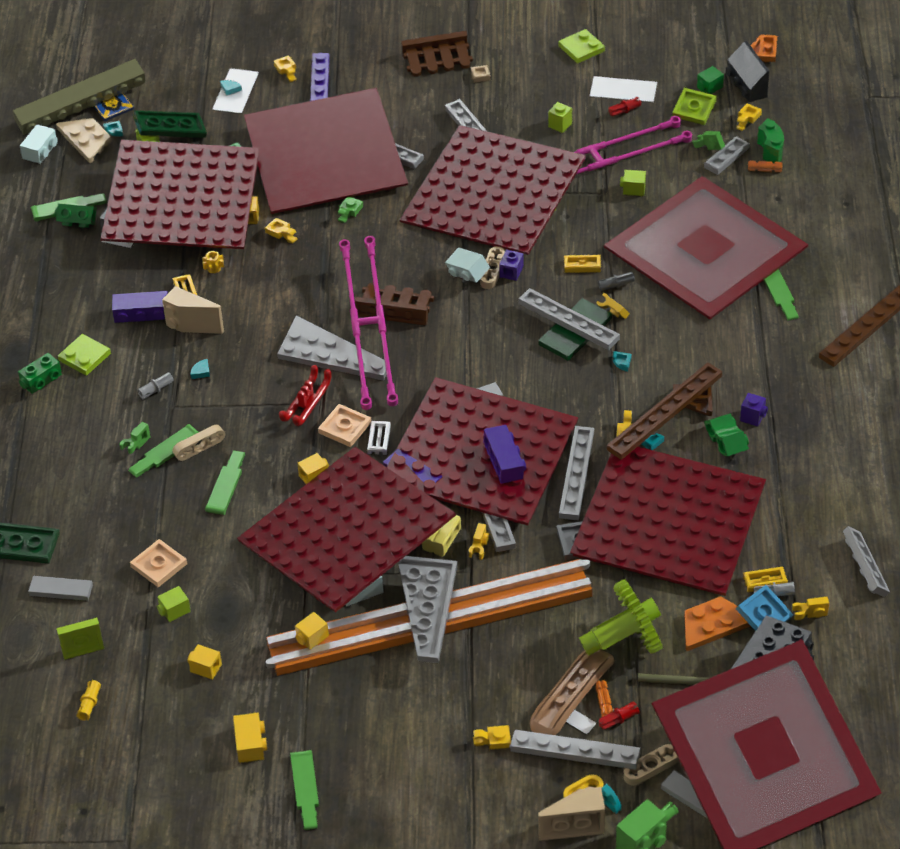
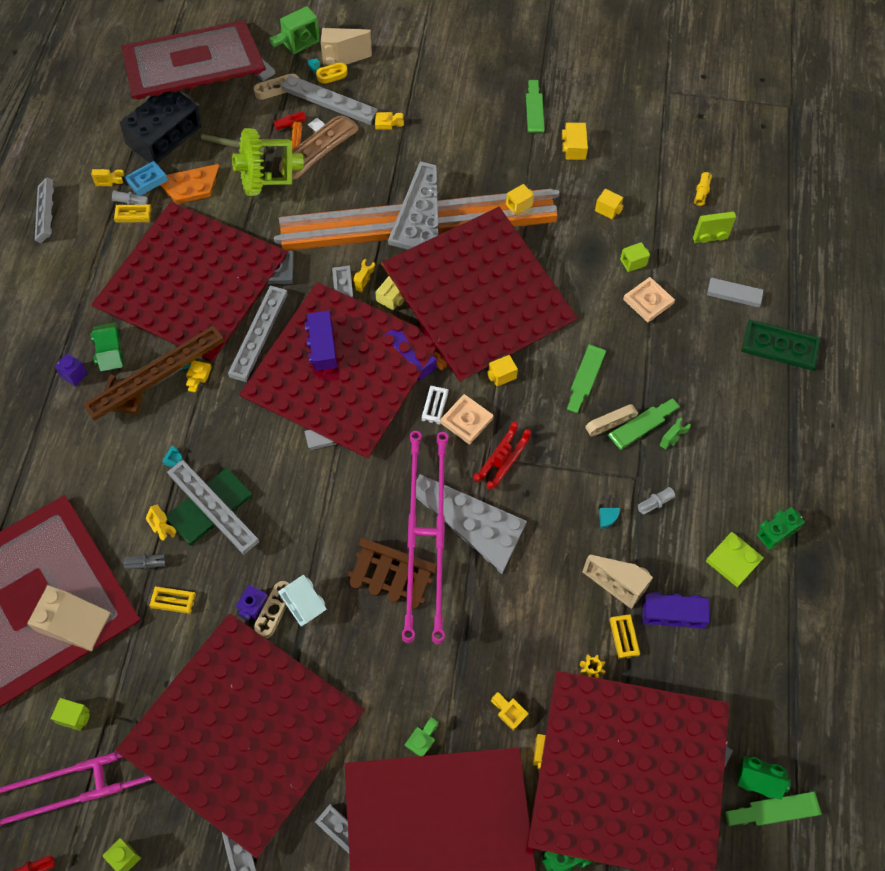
camera: 175 degrees left, 15 degrees up
(662, 230) = (68, 618): none -> tan slope

